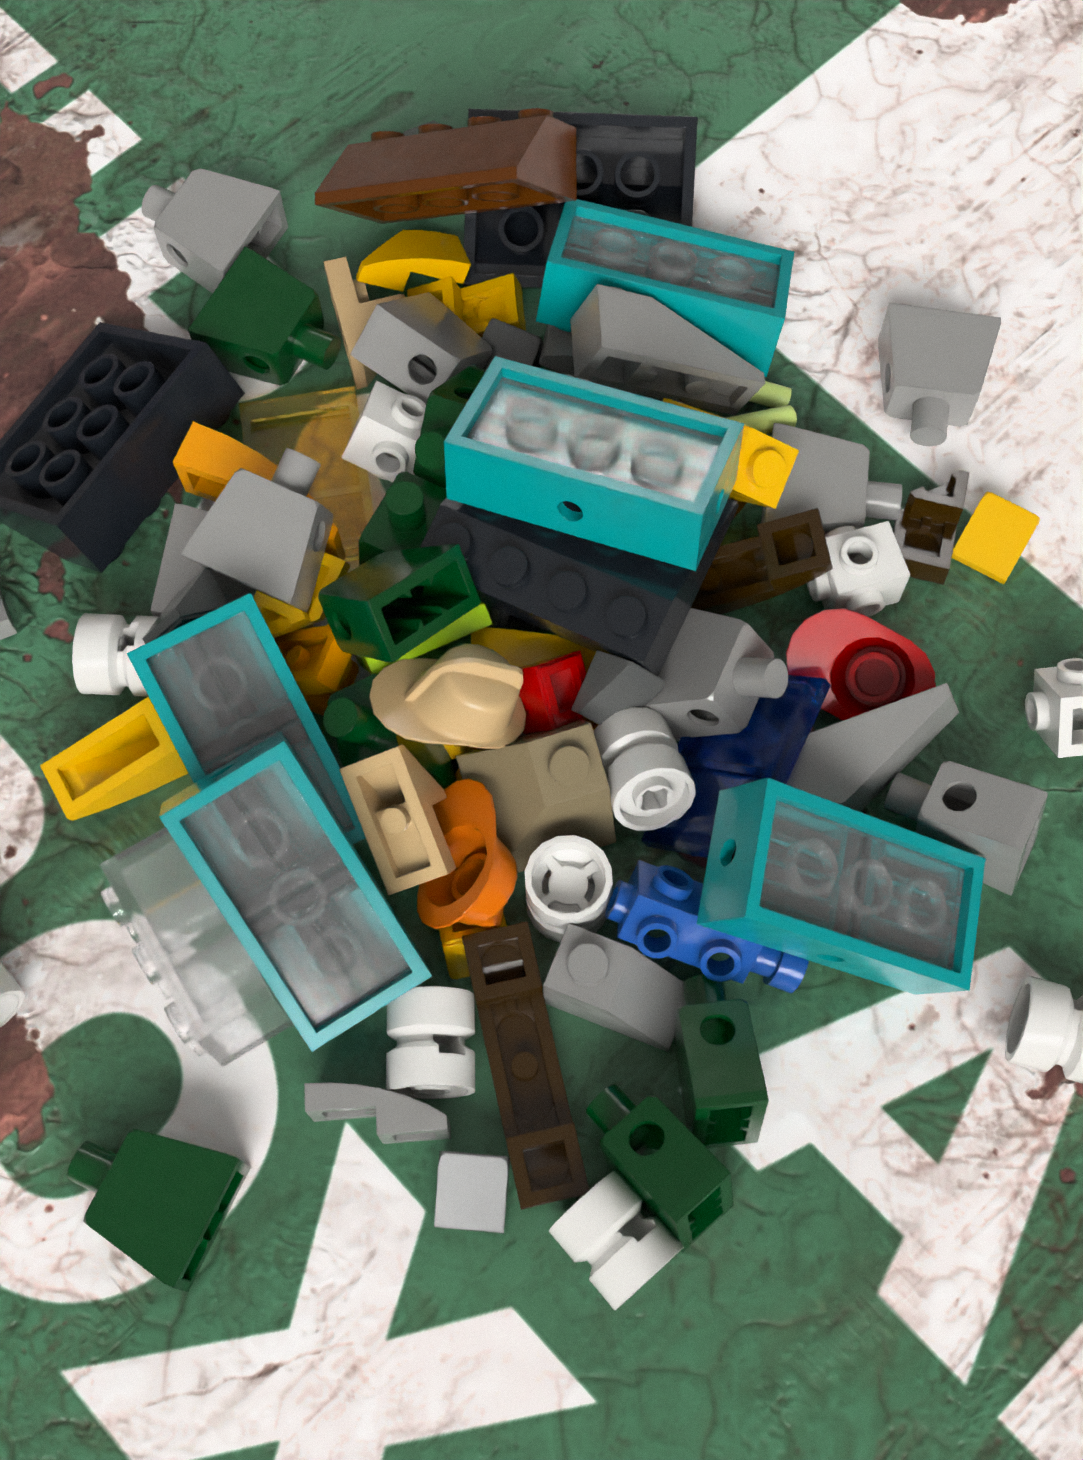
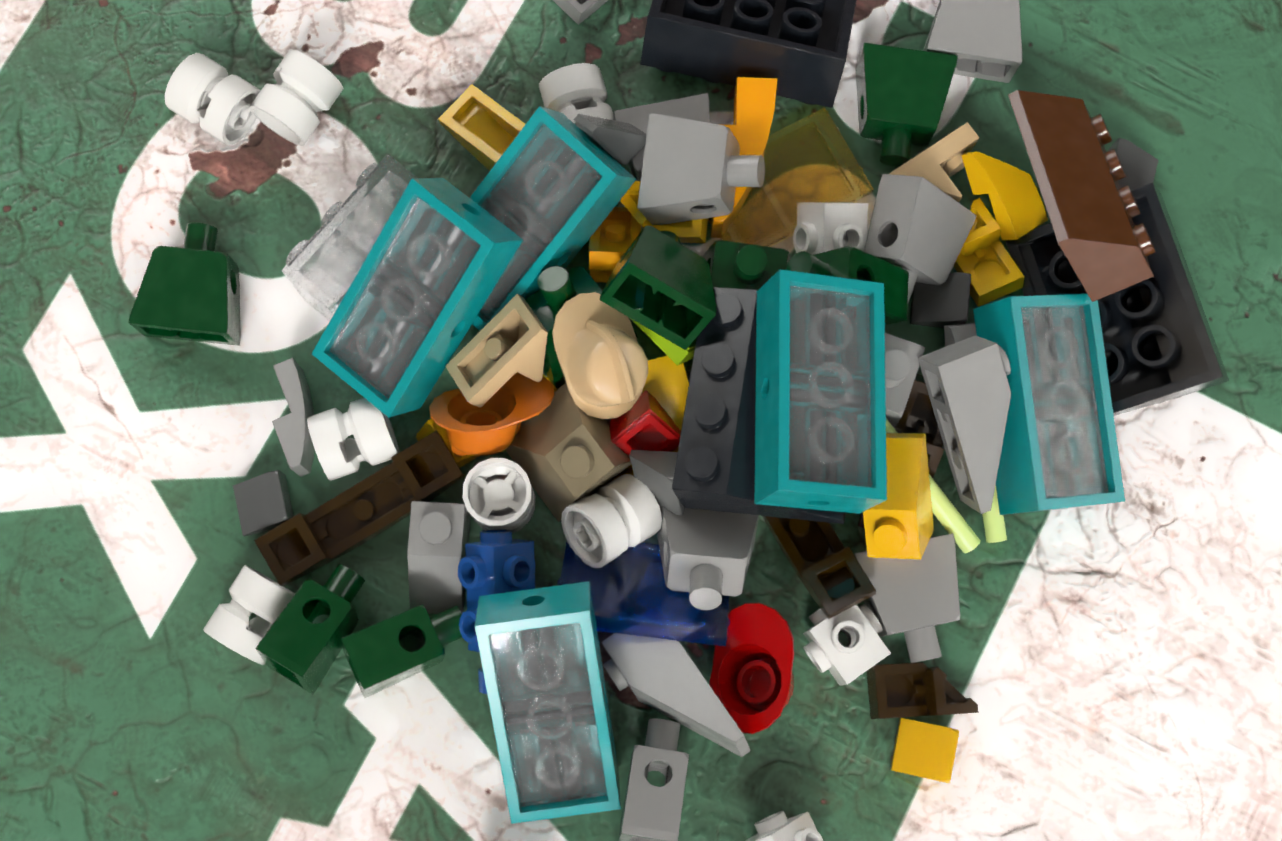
camera: 65 degrees right, 10 degrees up
(933, 367) = (1068, 656): light grey torso -> none

